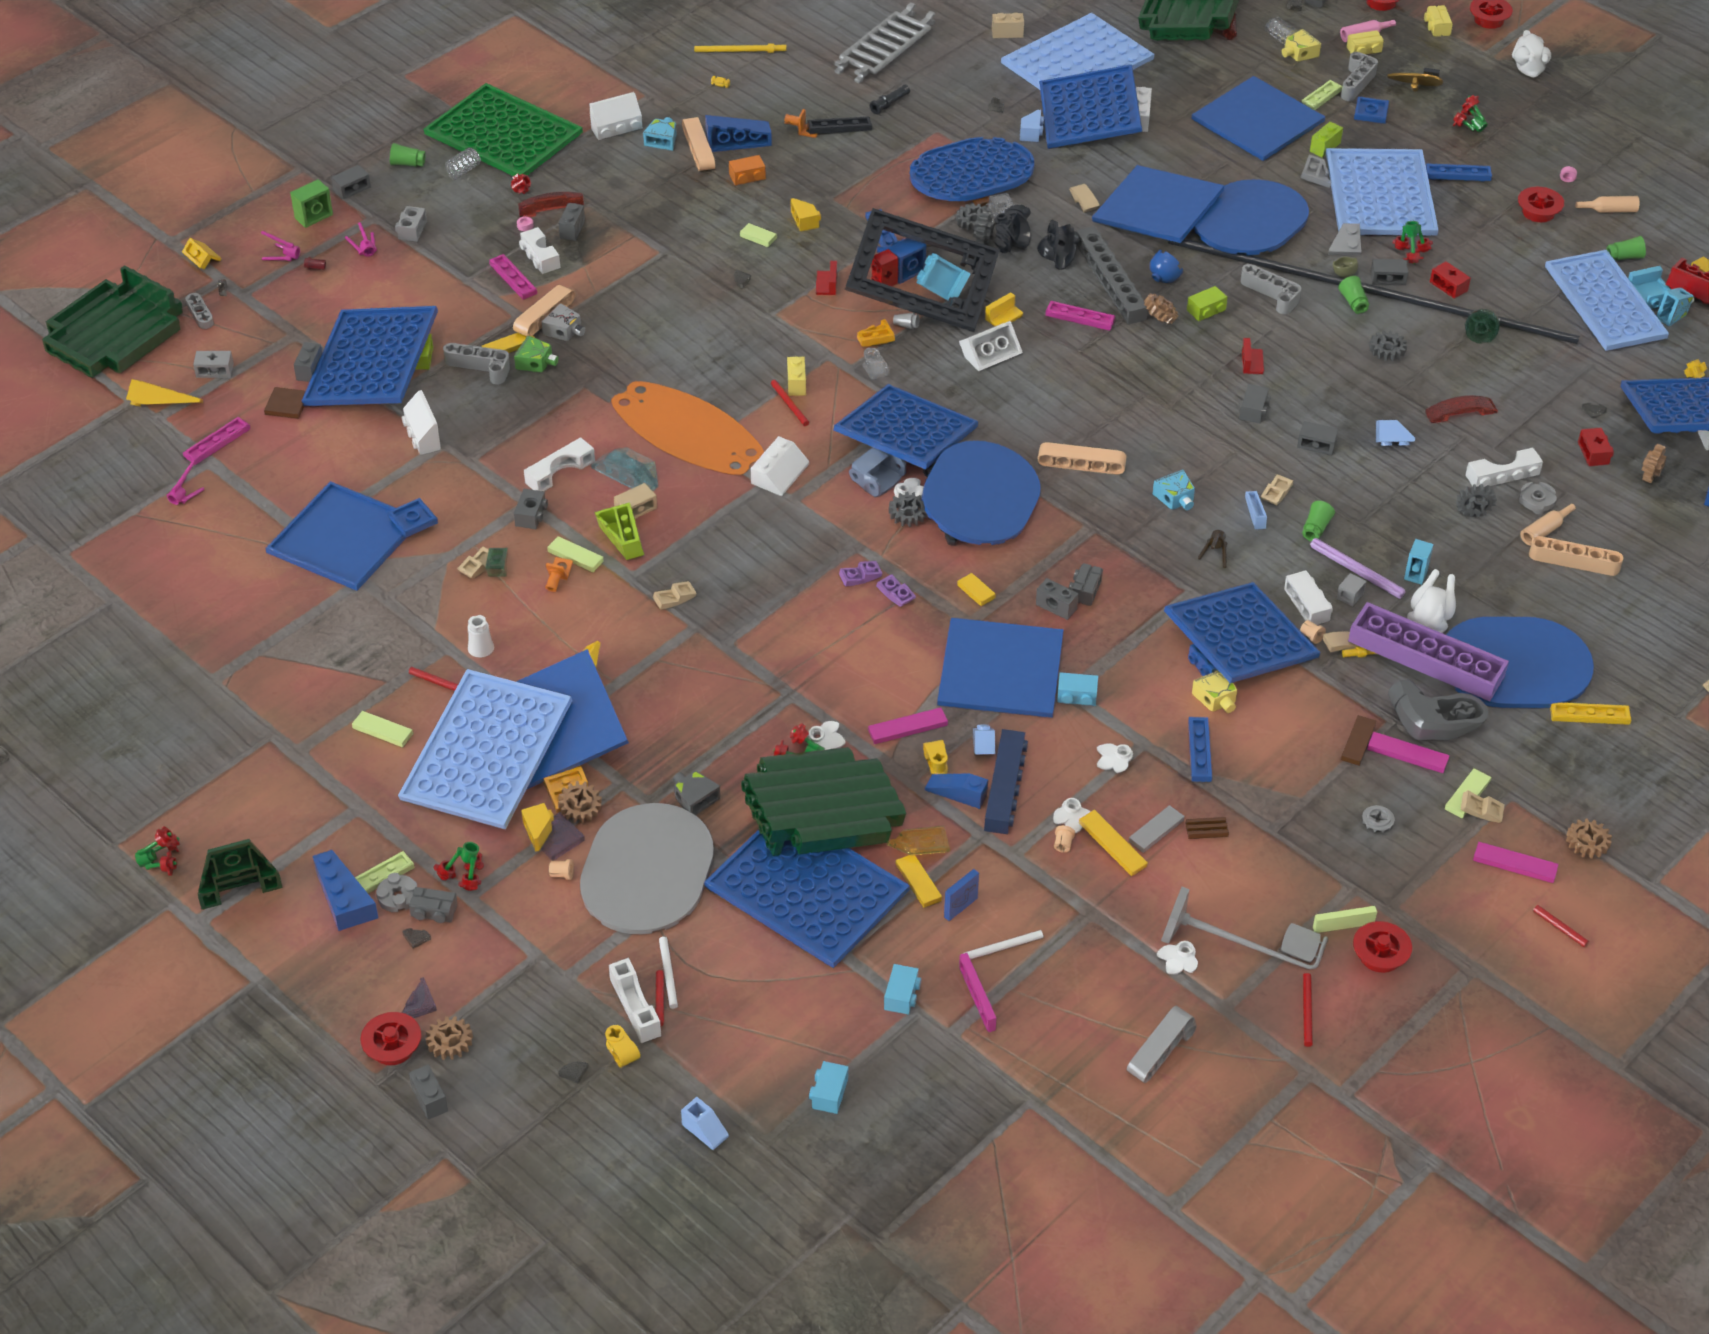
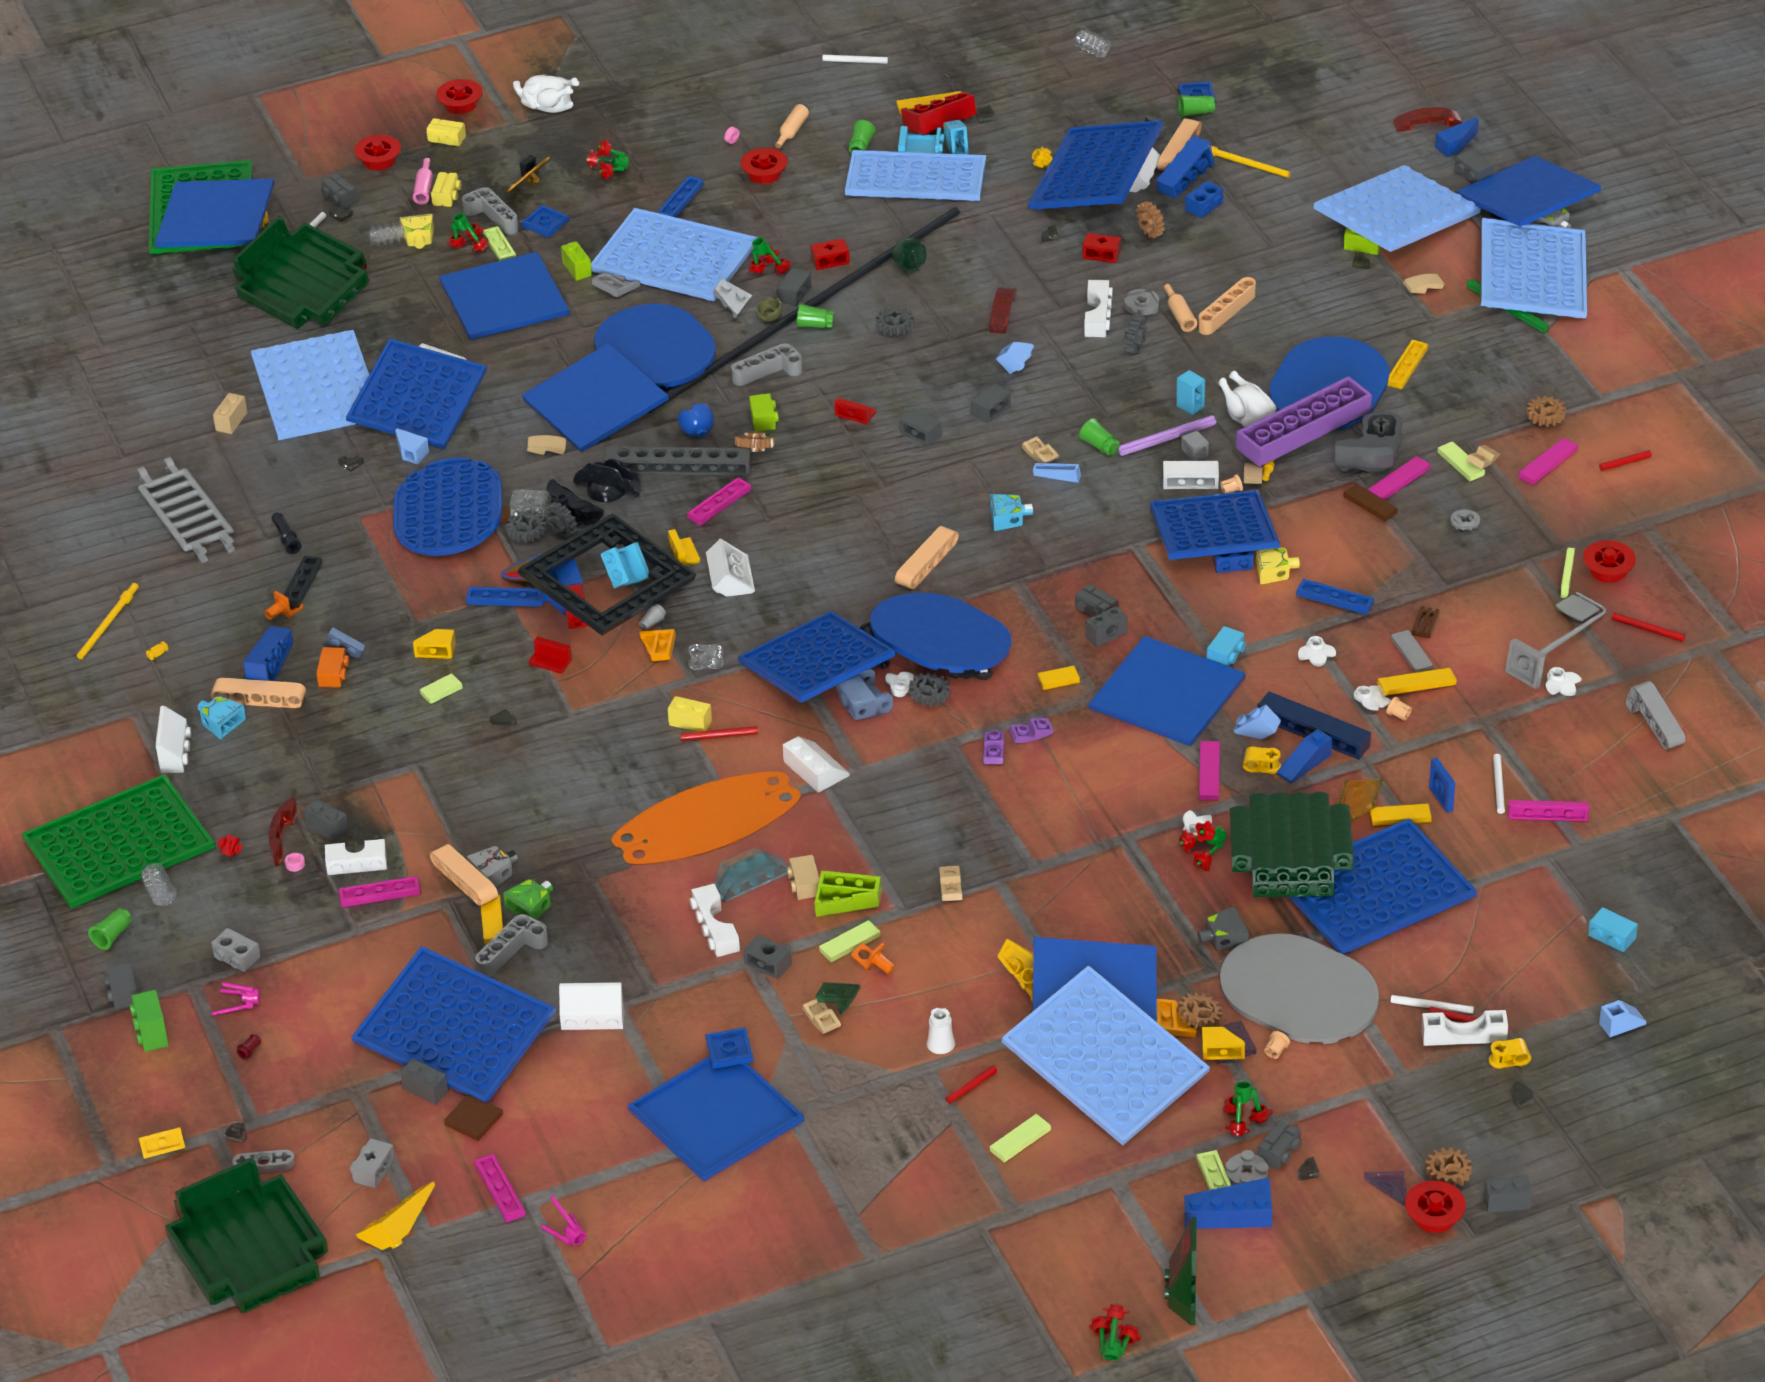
camera: 65 degrees left, 5 degrees down
(289, 249) = (211, 1061): dark pink plant -> none
(773, 161) = (340, 640): none -> sand blue wing
(901, 989) = (1523, 856): medium azure brick -> none
(1216, 541) = (1085, 506): dark brown plant -> none
(1306, 70) = (472, 230): none -> plant

